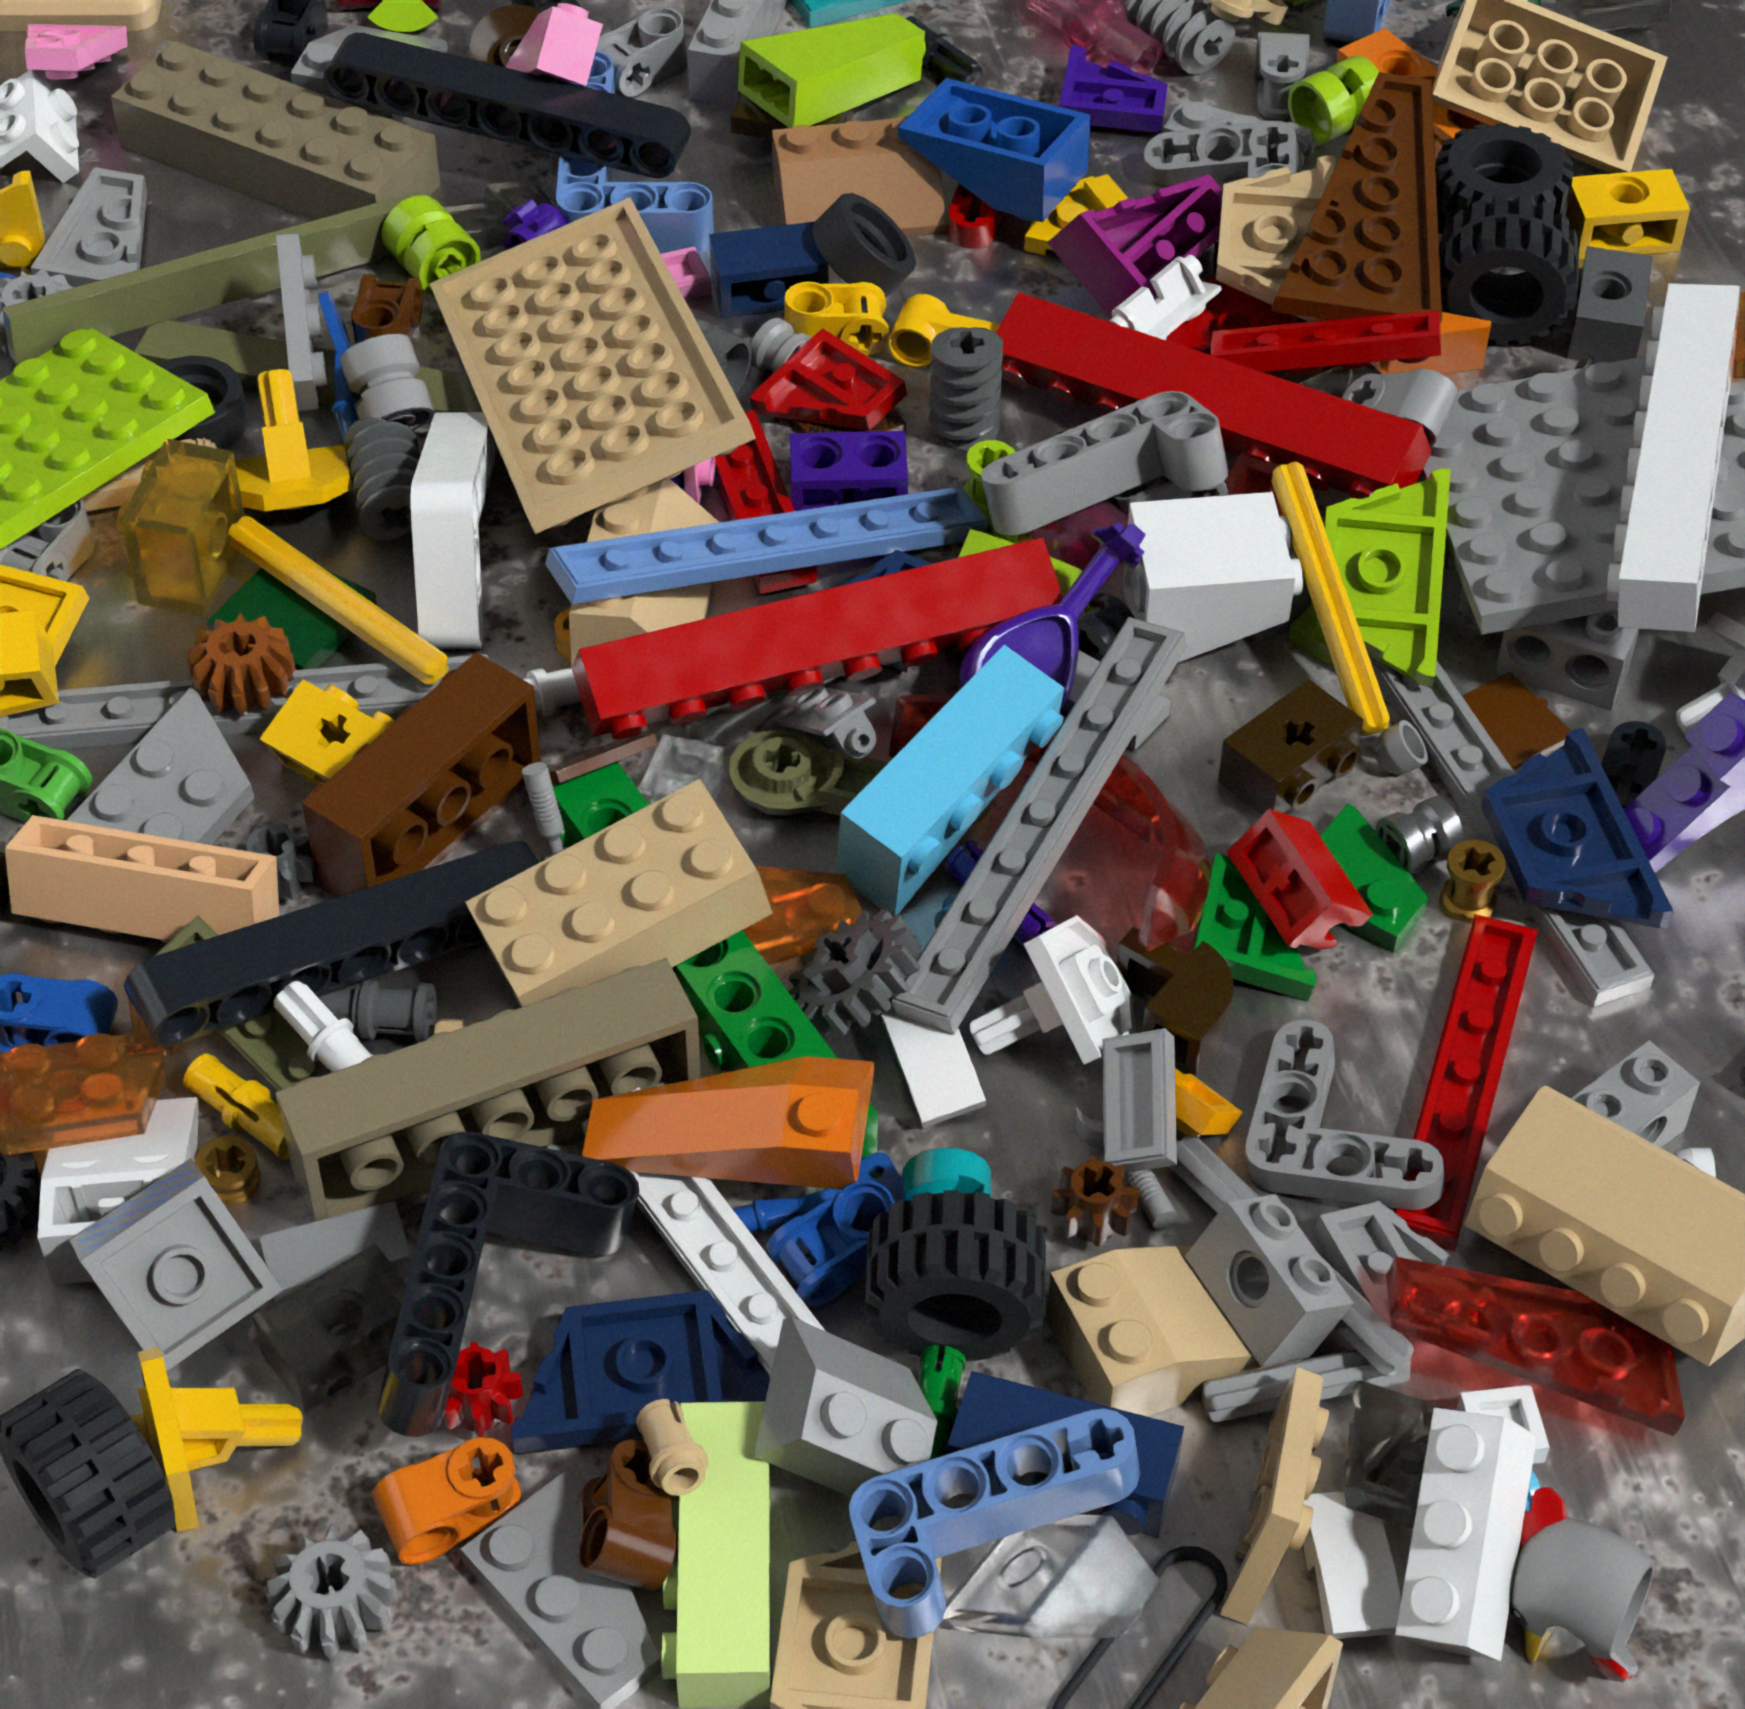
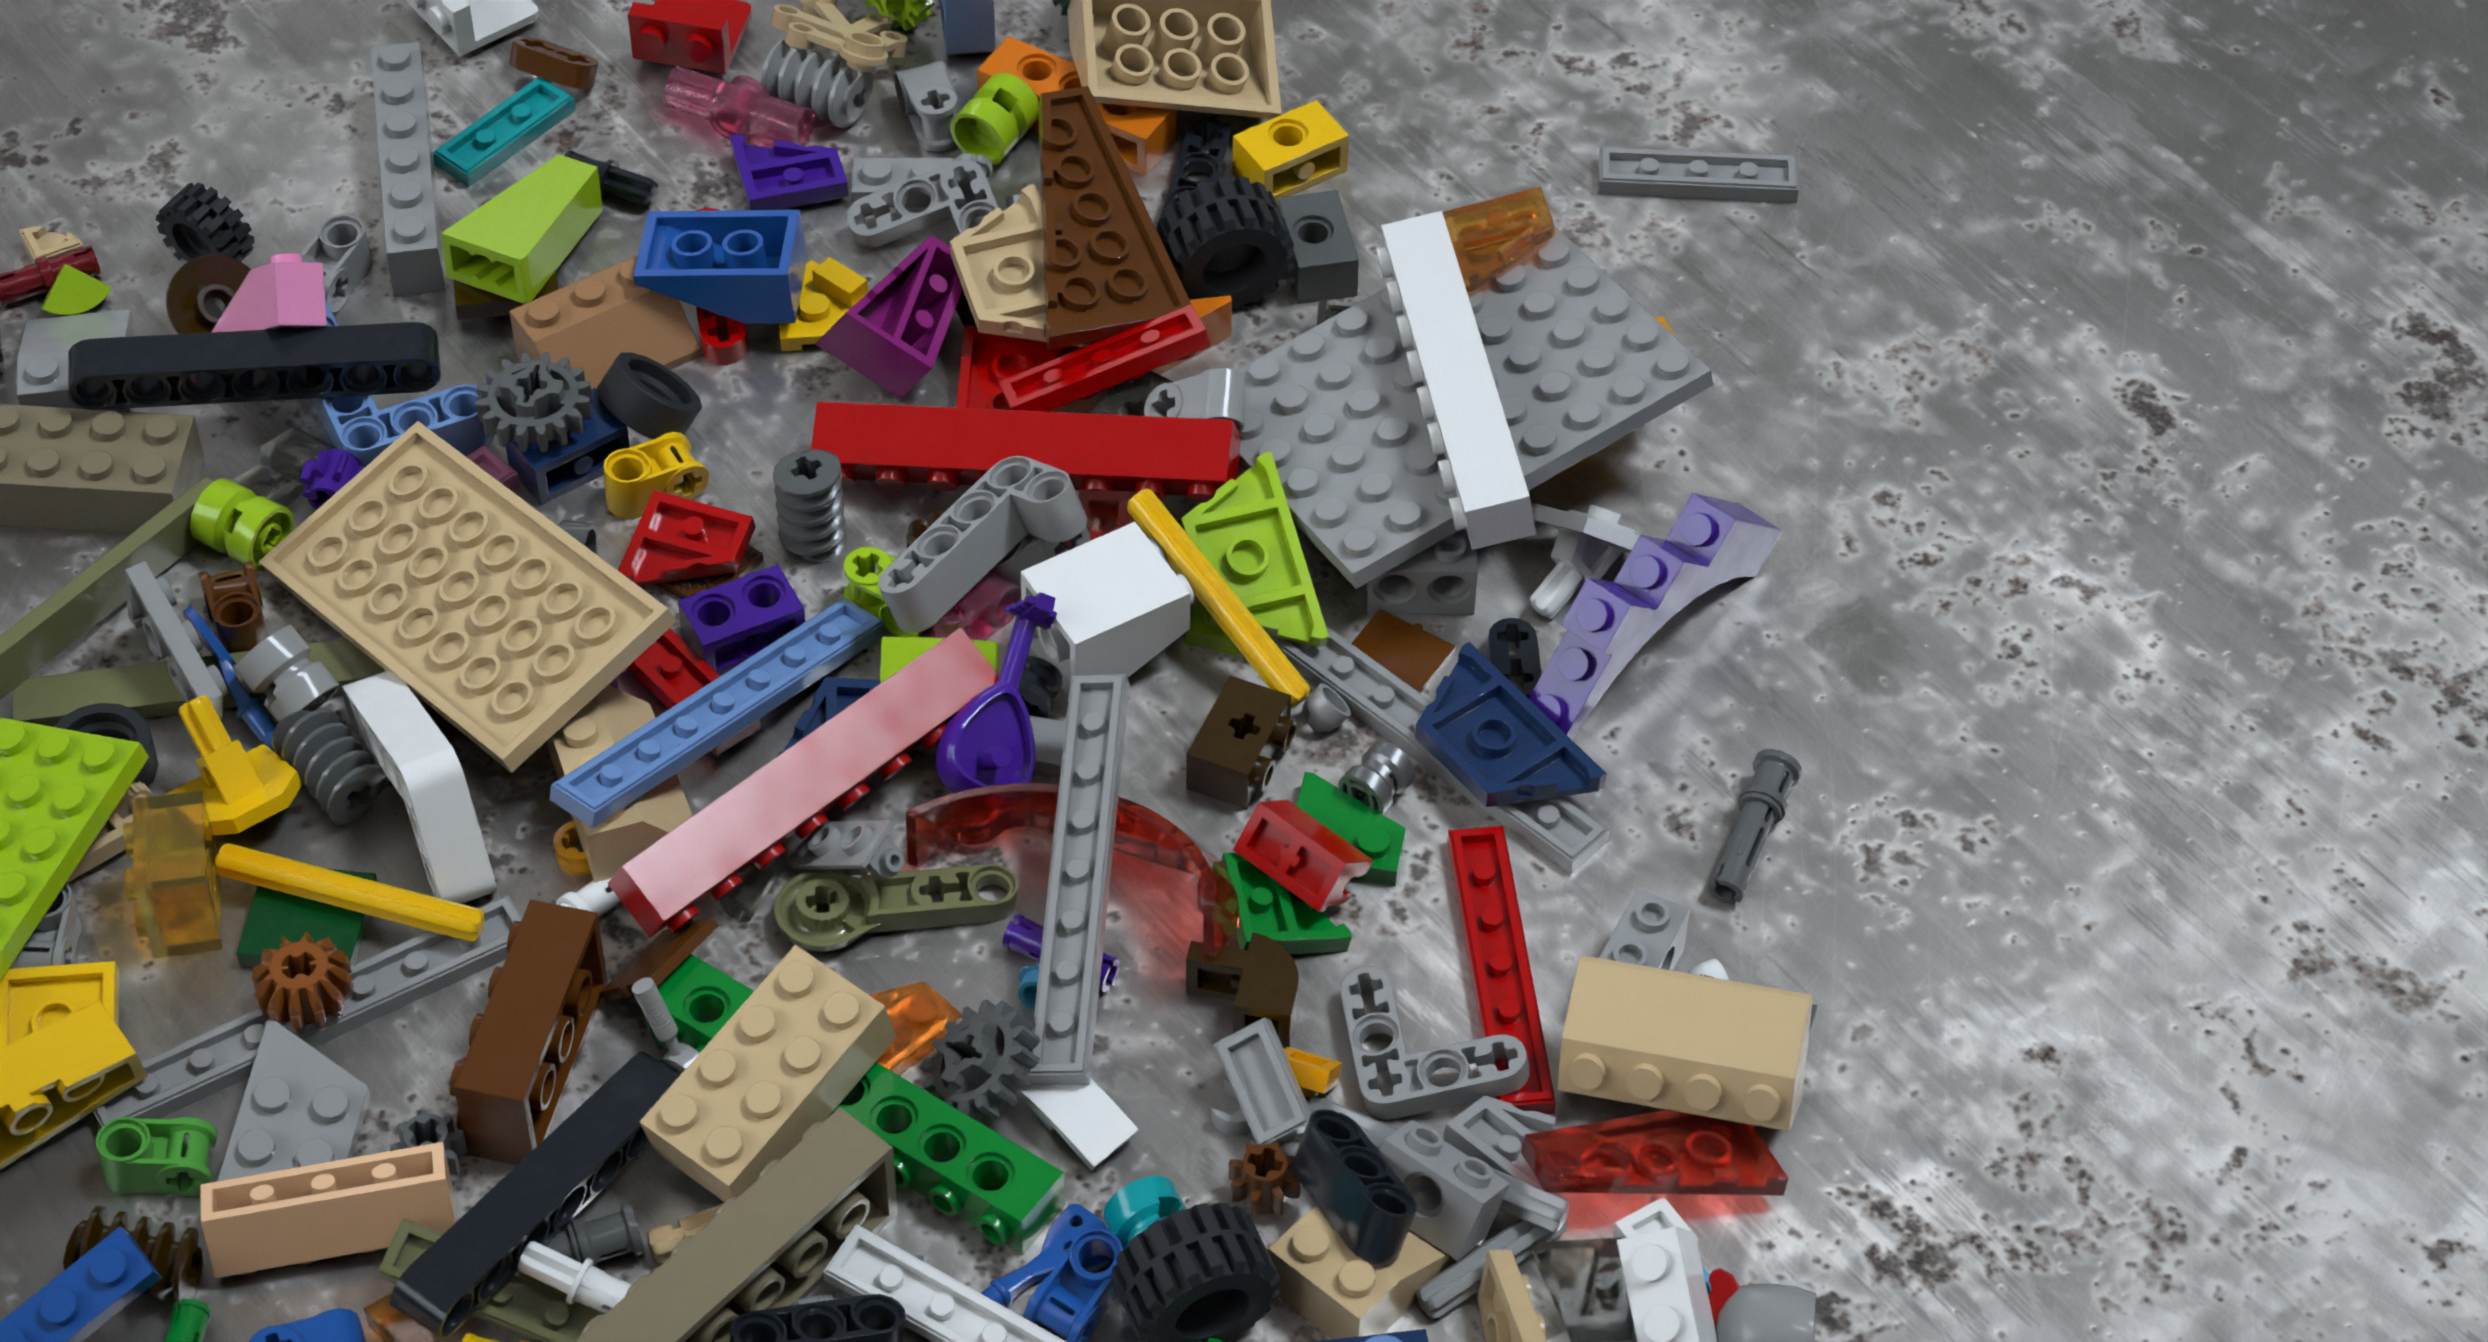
camera: 25 degrees left, 0 degrees up
(314, 725) = (396, 1015): yellow brick -> none
(681, 763) = (746, 945): clear brick -> none
(745, 211) = (534, 402): none -> dark grey gear
(755, 1124) = (976, 1216): orange wedge -> none
(775, 344) = (617, 520): light grey wheel -> none
(919, 324) = (743, 461): yellow piece -> none
(945, 779) = (984, 870): medium azure wedge -> none
(1076, 989) = (1169, 1011): white piece -> none
(1174, 1242) = (1354, 1187): none -> black beam
(1179, 299) = (955, 362): white hinge -> none
(1473, 873) = (1440, 806): pearl gold bush -> none
(1500, 162) = (1178, 151): black tyre -> none

